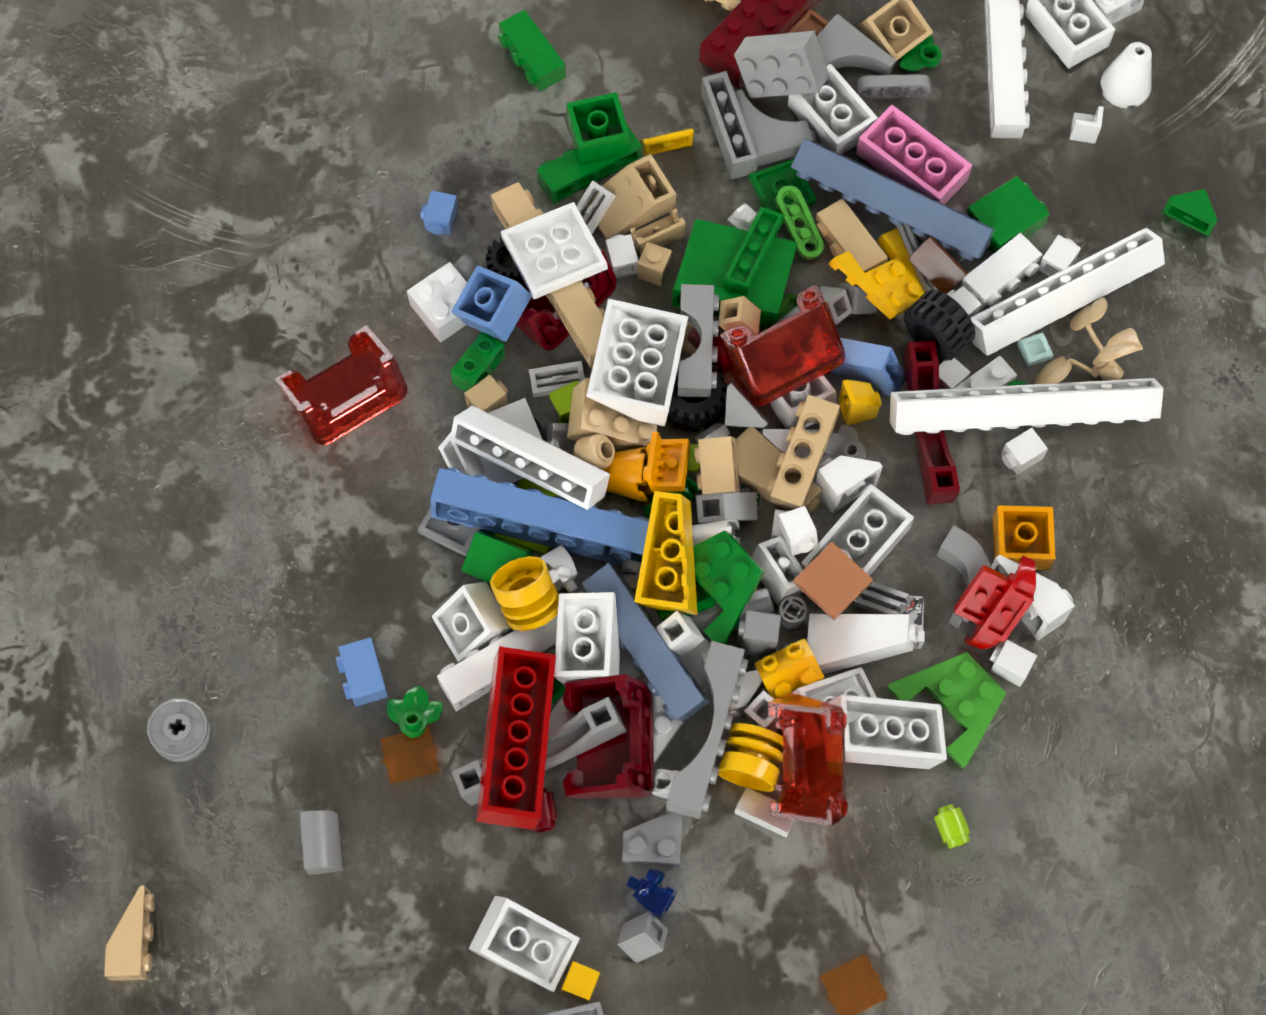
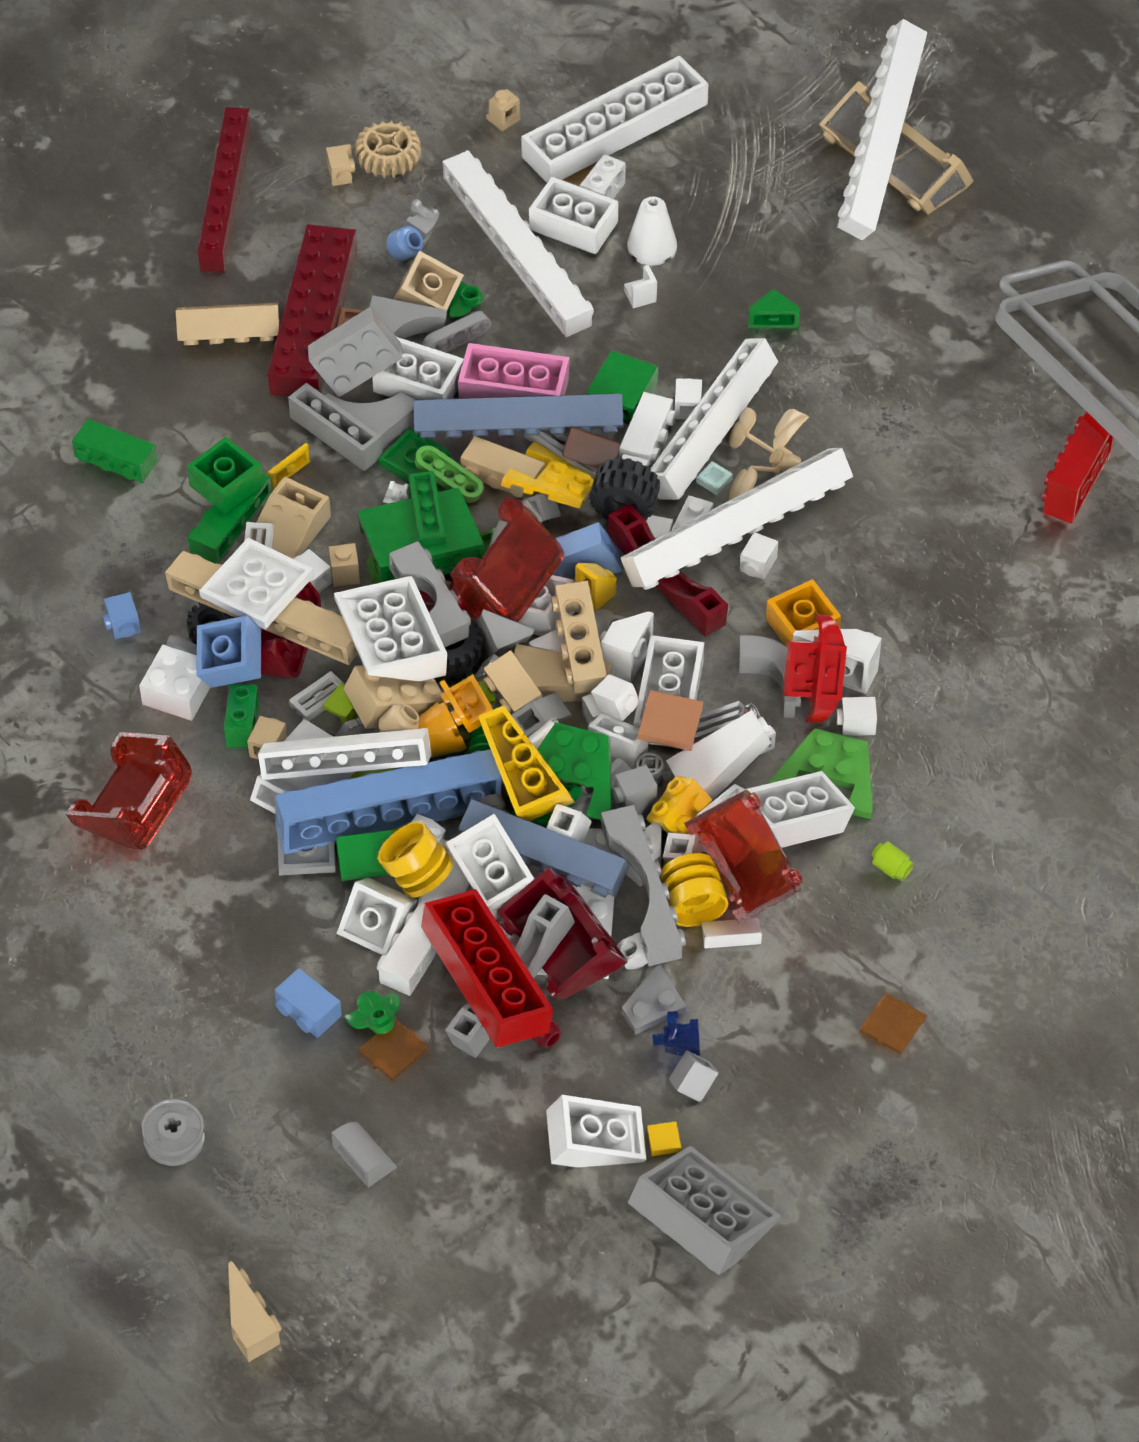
camera: 30 degrees left, 15 degrees down
(659, 233) = (334, 534): tan hinge -> none
(739, 312) = (448, 556): tan brick -> none

